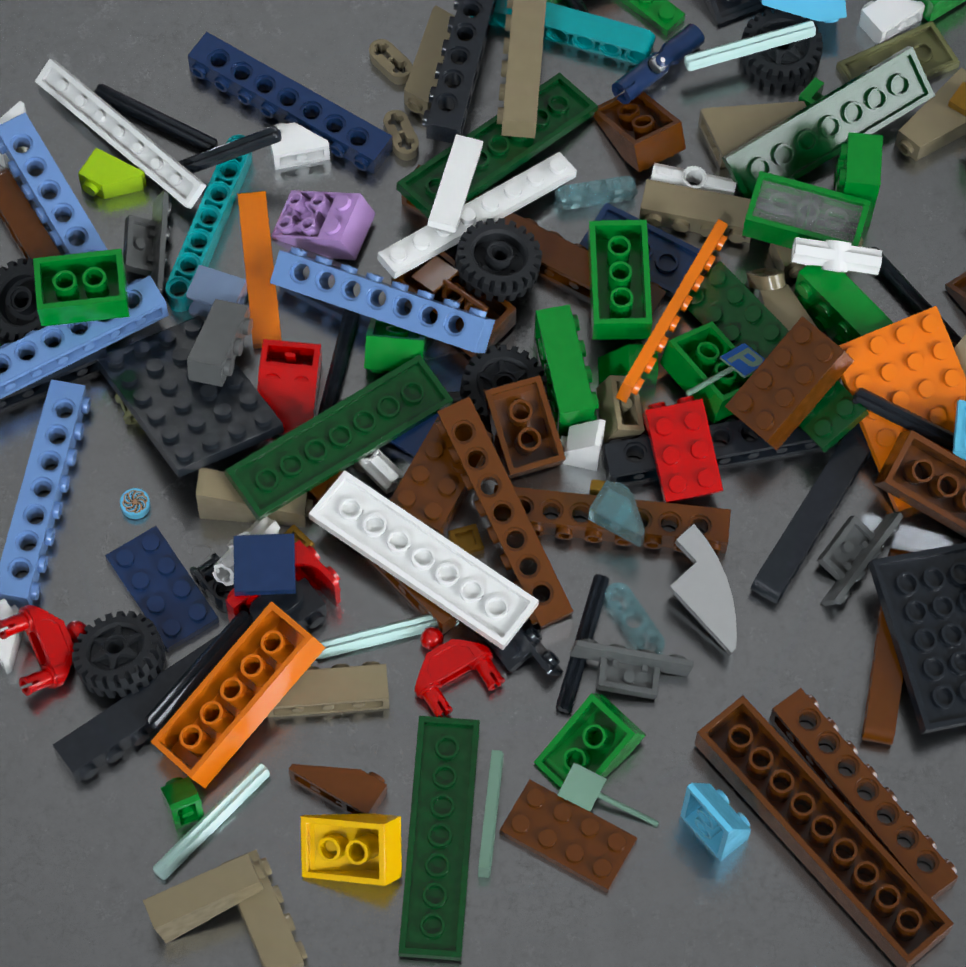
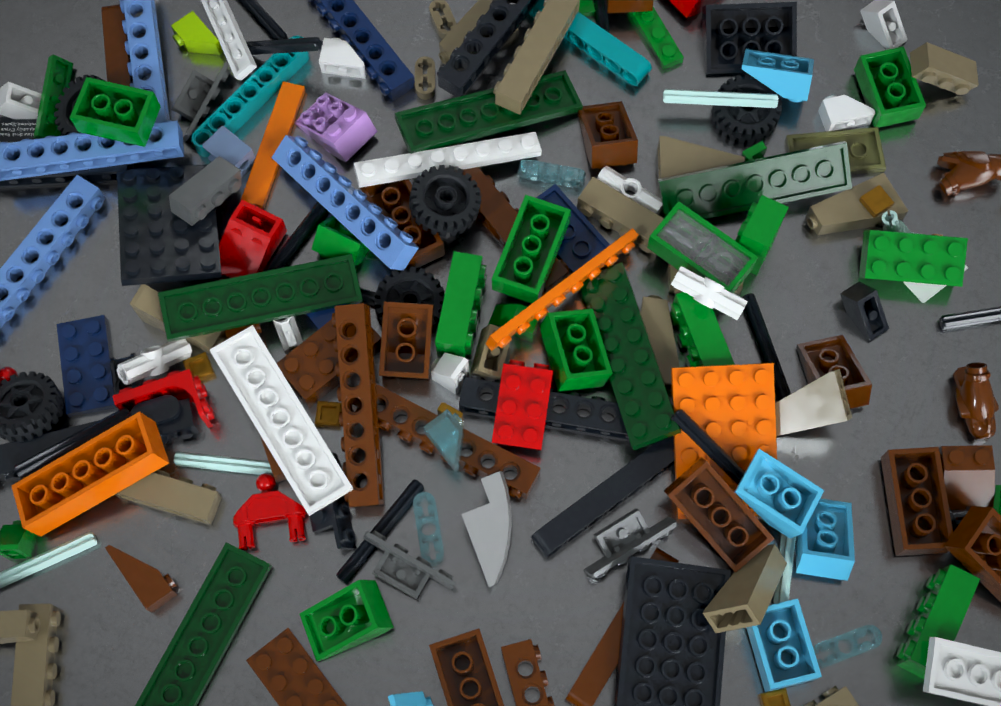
camera: 25 degrees right, 5 degrees up
(135, 503) = (98, 292): tile -> none
(264, 564) = (152, 379): dark blue tile -> none
(352, 848) = (124, 632): yellow slope -> none
(439, 273) = (391, 196): reddish brown piece -> none
(455, 183) = (438, 129): white tile -> none
(490, 814) = (244, 644): sand green tile -> none
(584, 787) = (326, 652): sand green piece -> none
(670, 54) = (624, 94): dark blue piece -> none
(740, 359) = (599, 349): piece -> none
(766, 279) = (652, 289): dark tan beam -> none
(789, 383) = (625, 384): reddish brown brick -> none

